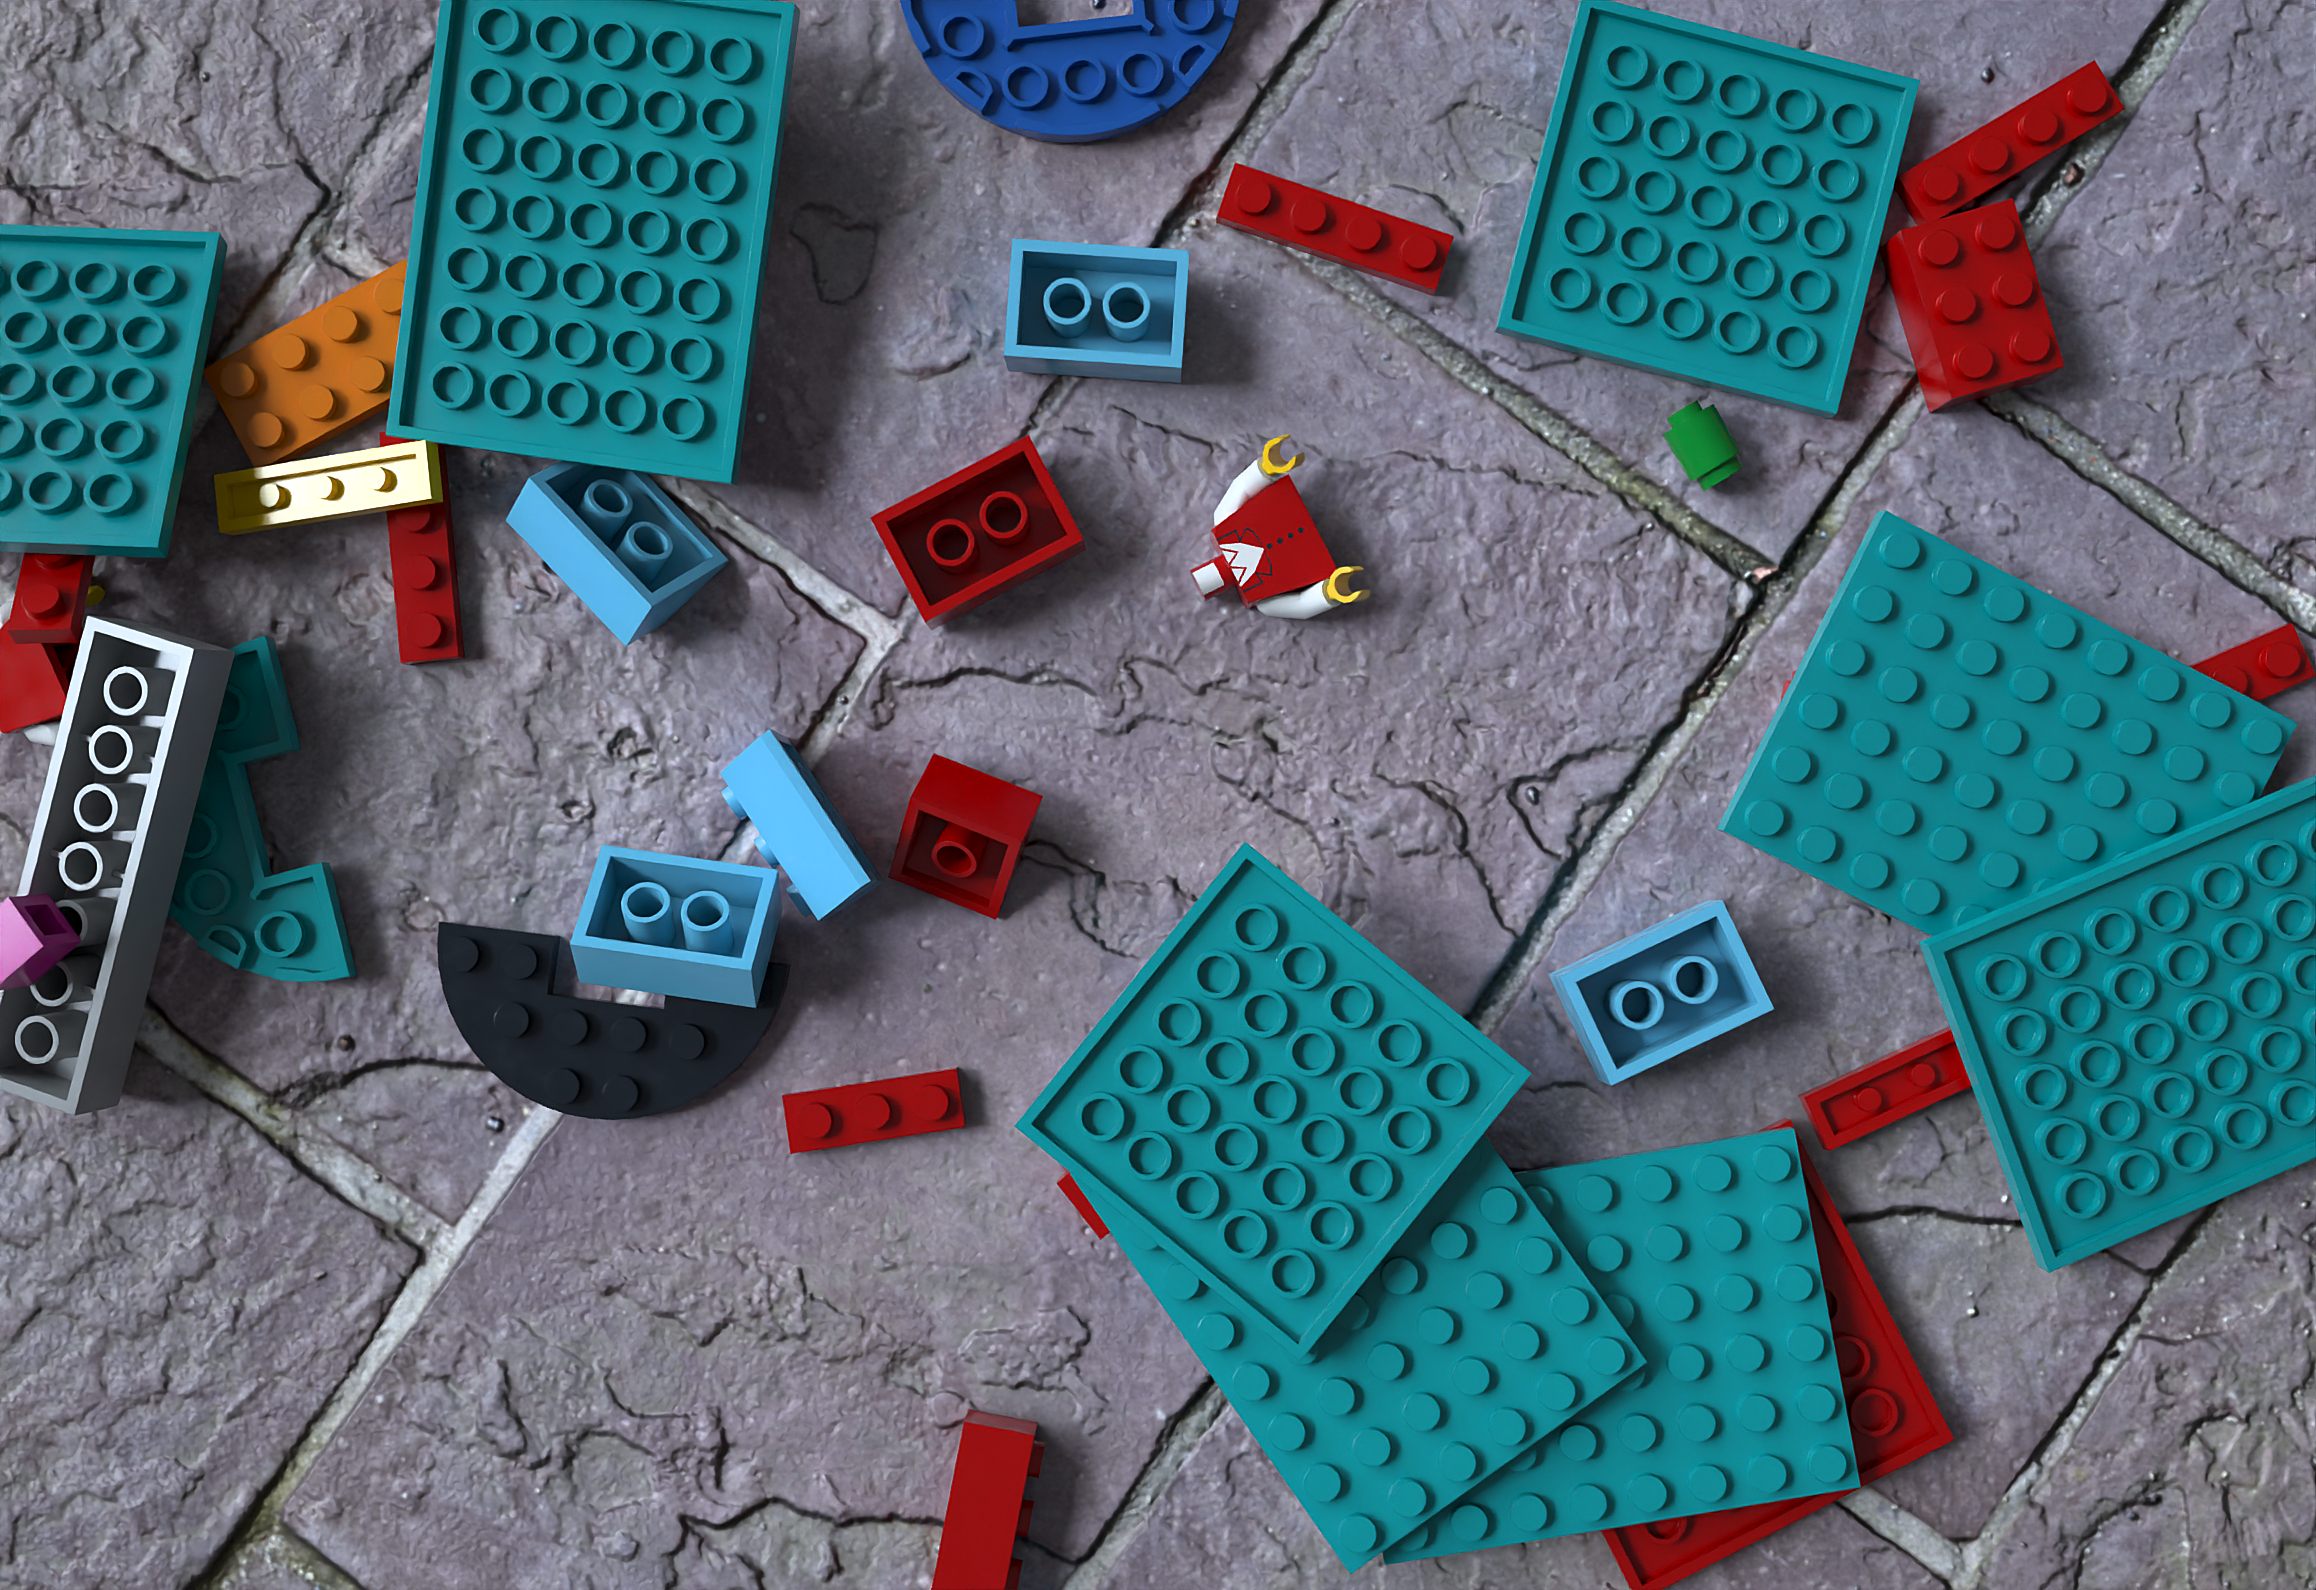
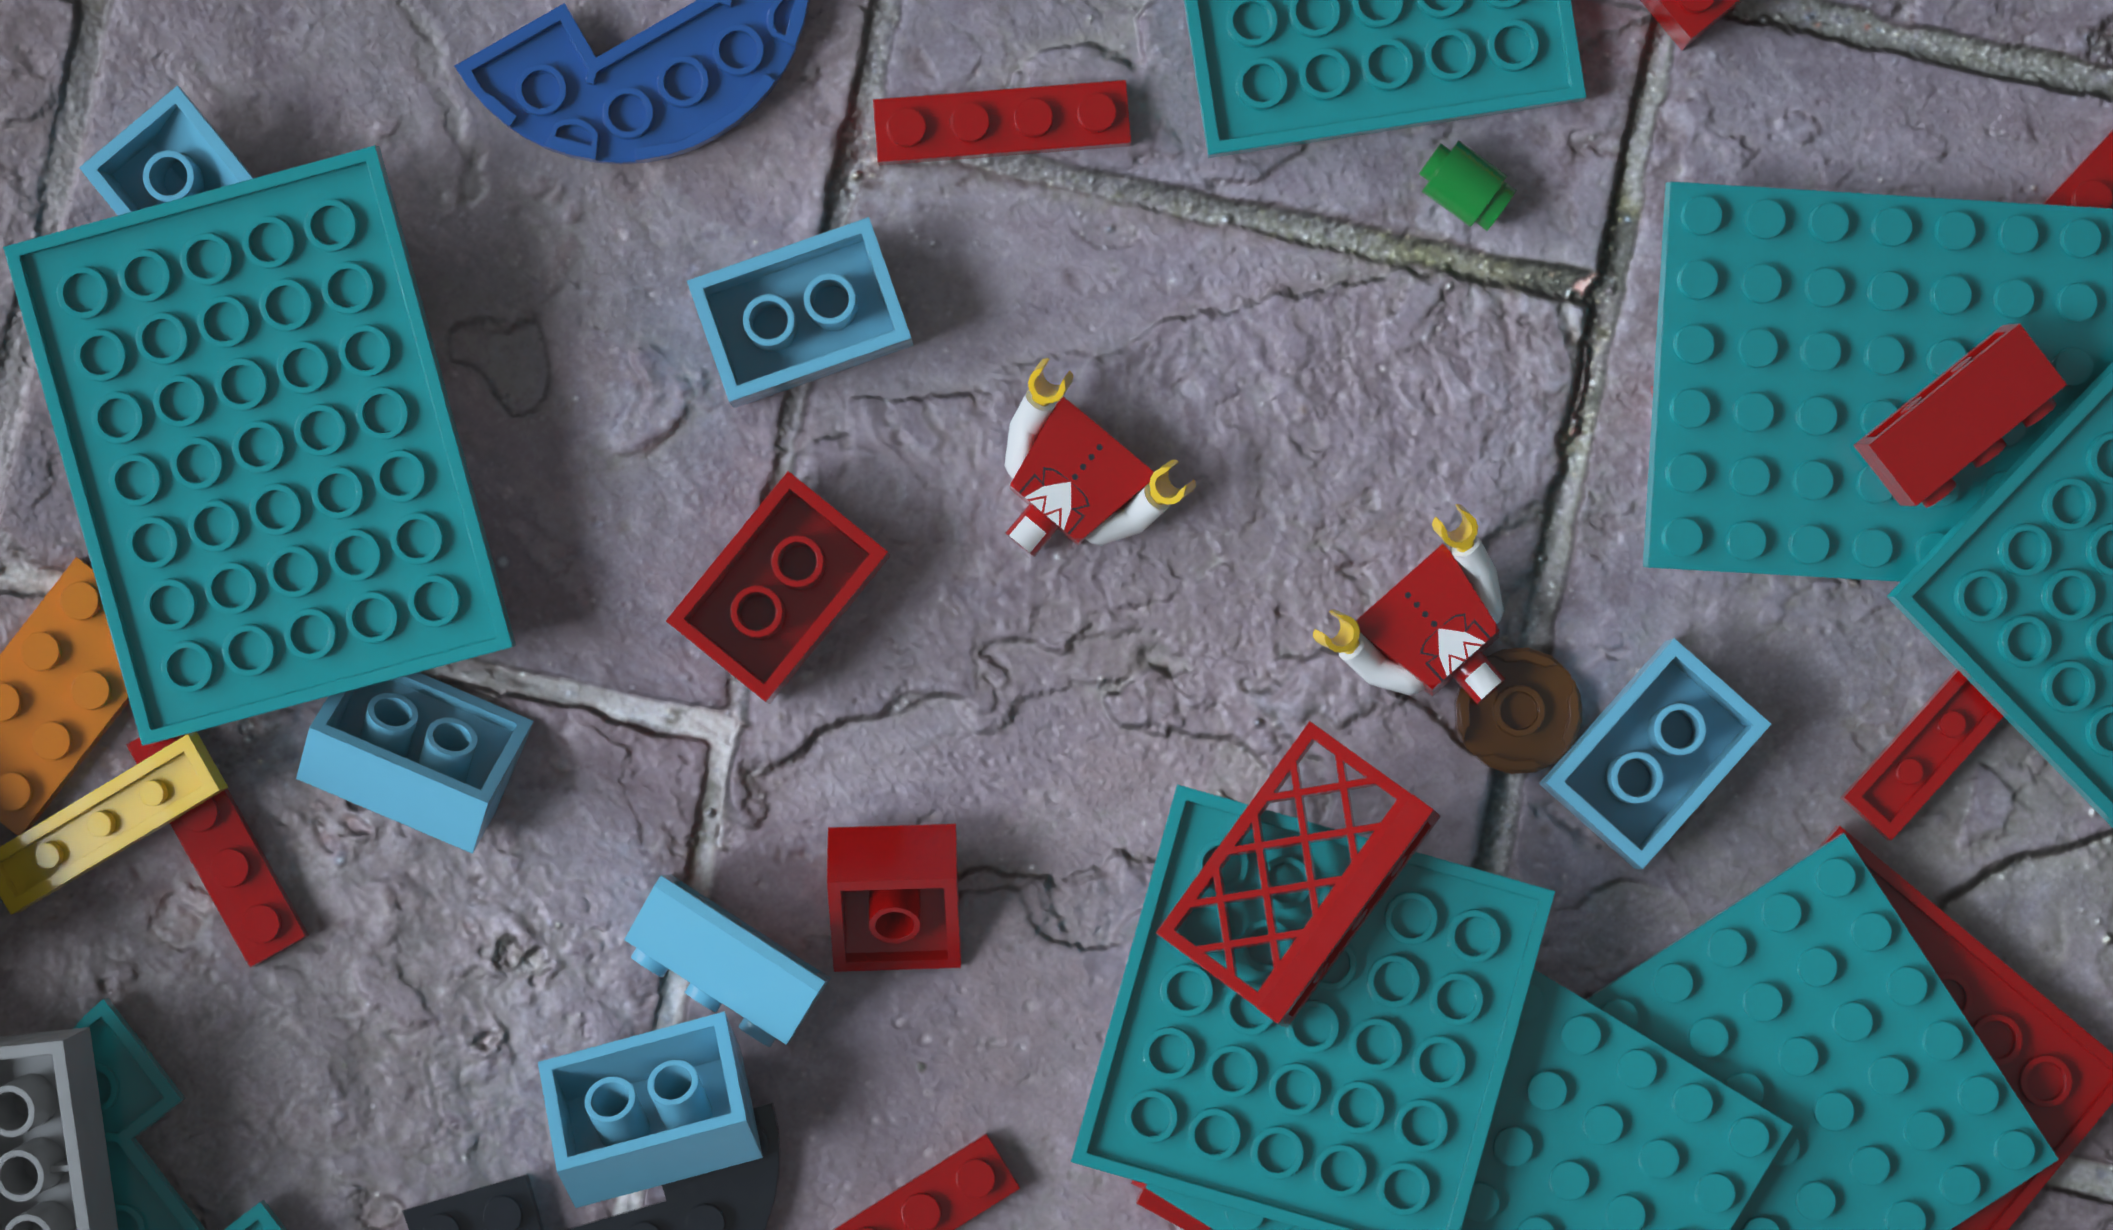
camera: 20 degrees left, 0 degrees up
(1342, 1010) = (1345, 906): none -> red fence
(1517, 798) = (1430, 622): none -> torso
(1539, 900) = (1495, 726): none -> reddish brown tile
(2051, 817) = (1962, 417): none -> red brick

